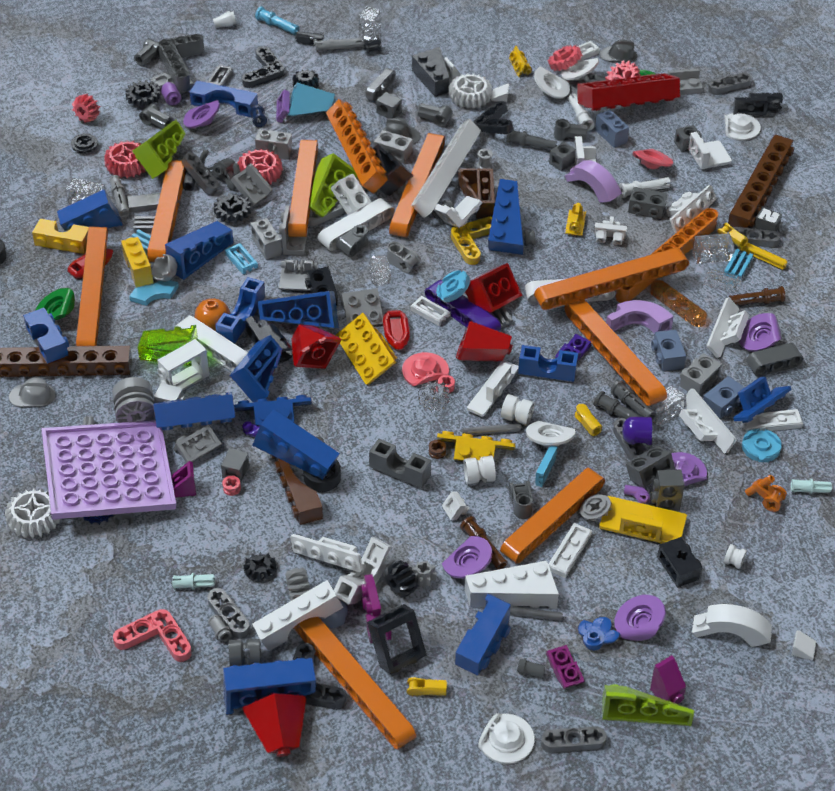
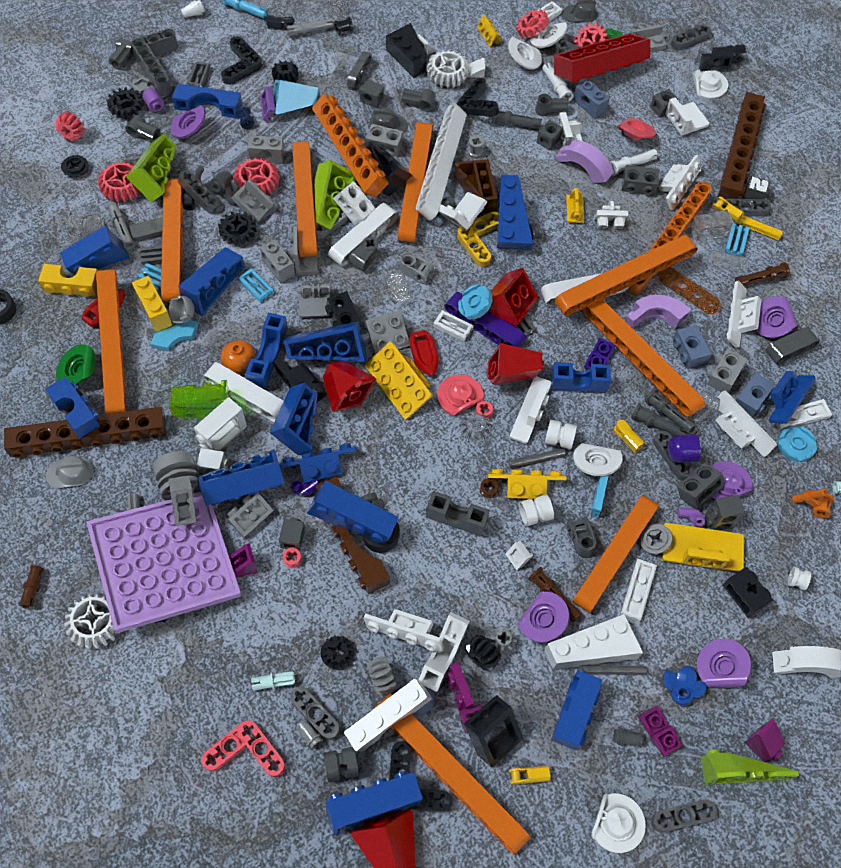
camera: 10 degrees left, 15 degrees up
(135, 417) = (182, 500): none -> light grey brick

